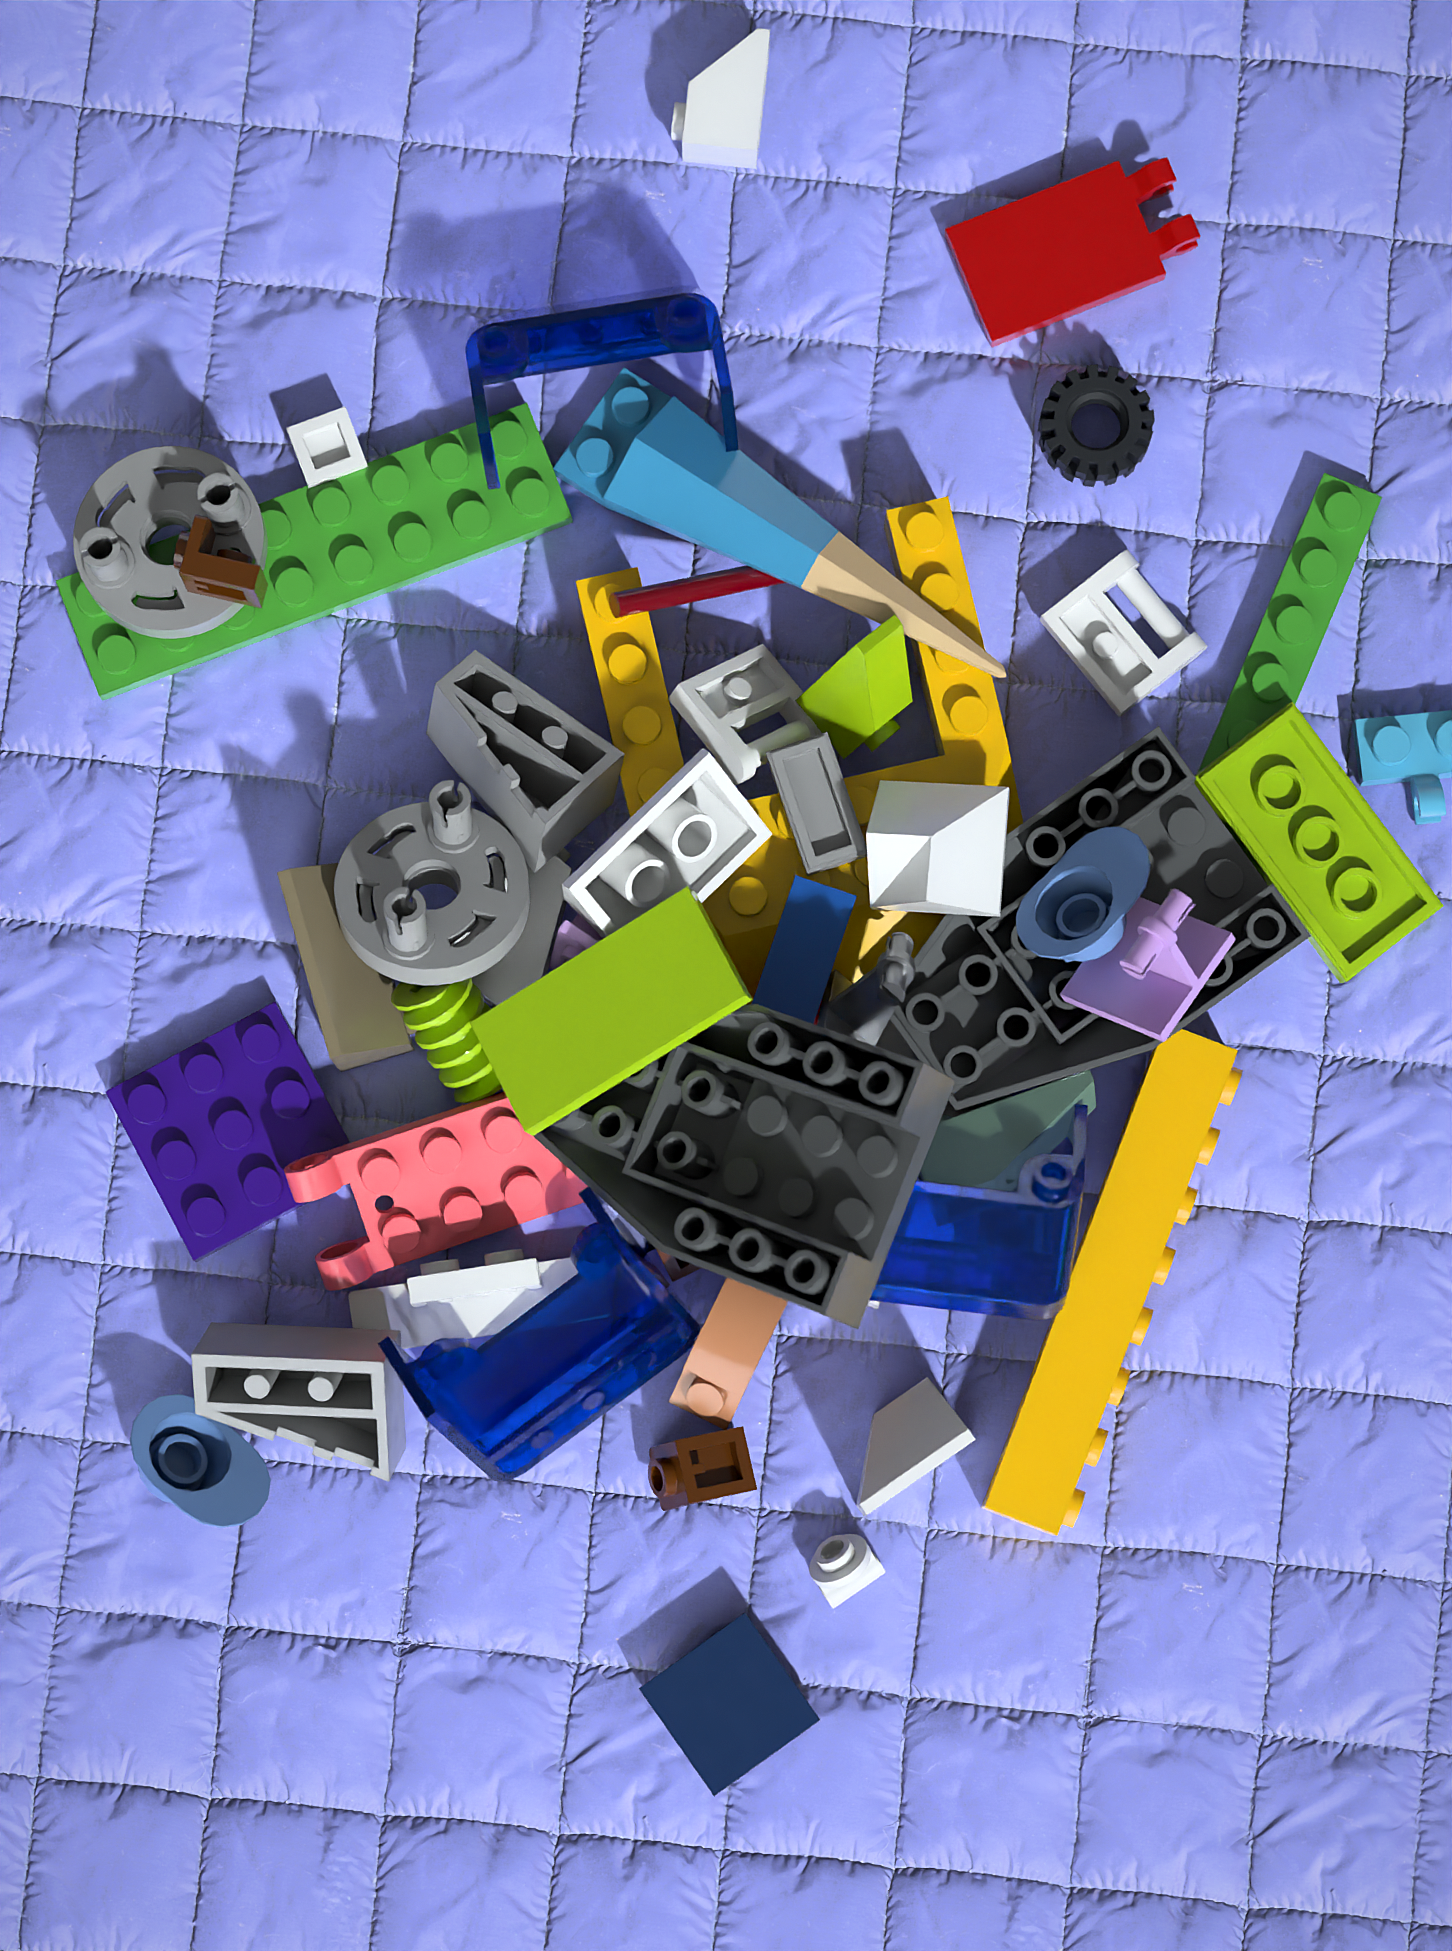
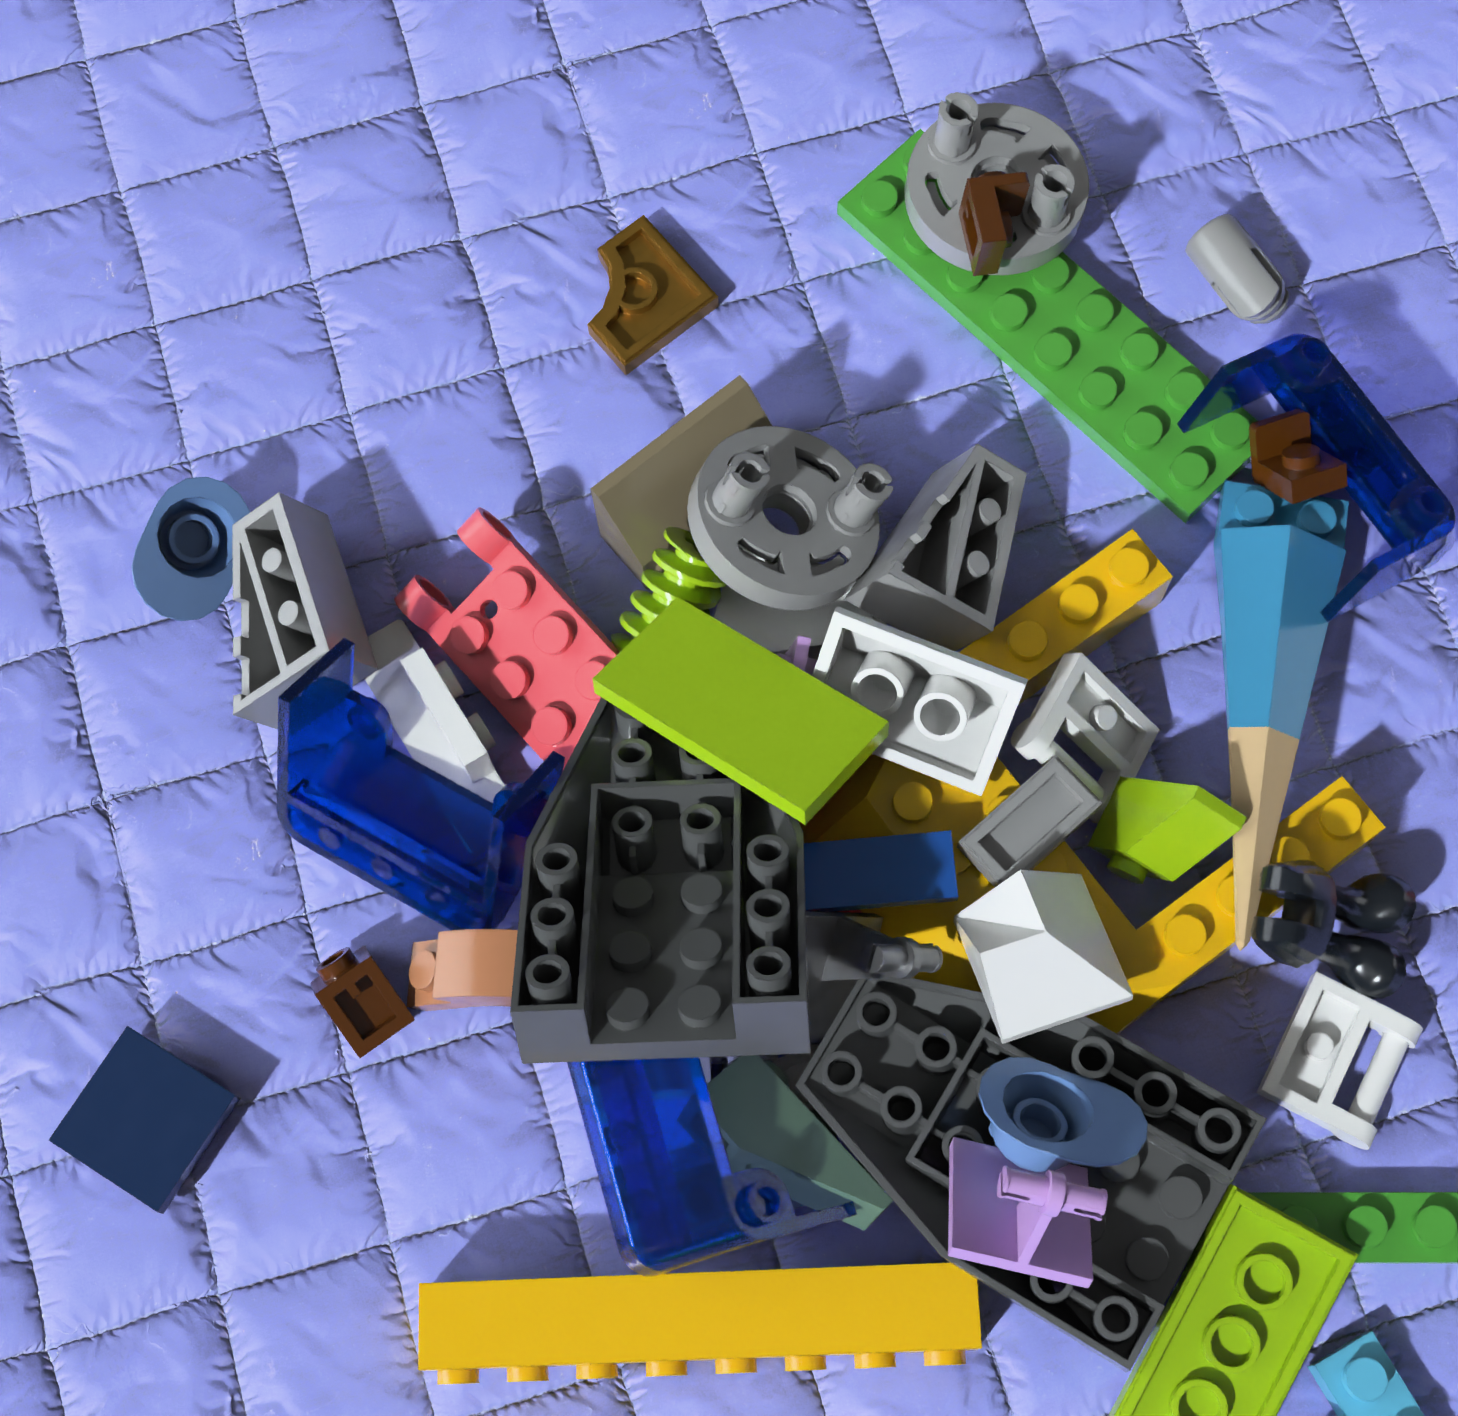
camera: 70 degrees right, 10 degrees down
(113, 919) = (649, 296): none -> pearl gold tile
(224, 1127) = (510, 450): dark purple plate -> none
(327, 447) = (1146, 288): white plate -> none
(349, 352) = (1238, 270): none -> light grey arm
(567, 400) = (1289, 462): none -> reddish brown bracket
(689, 590) = (1175, 632): dark red bar -> none
(844, 1567) = (317, 1175): white plate -> none
(907, 1443) = (451, 1179): white slope -> none
(1008, 608) = (1306, 927): none -> black piece

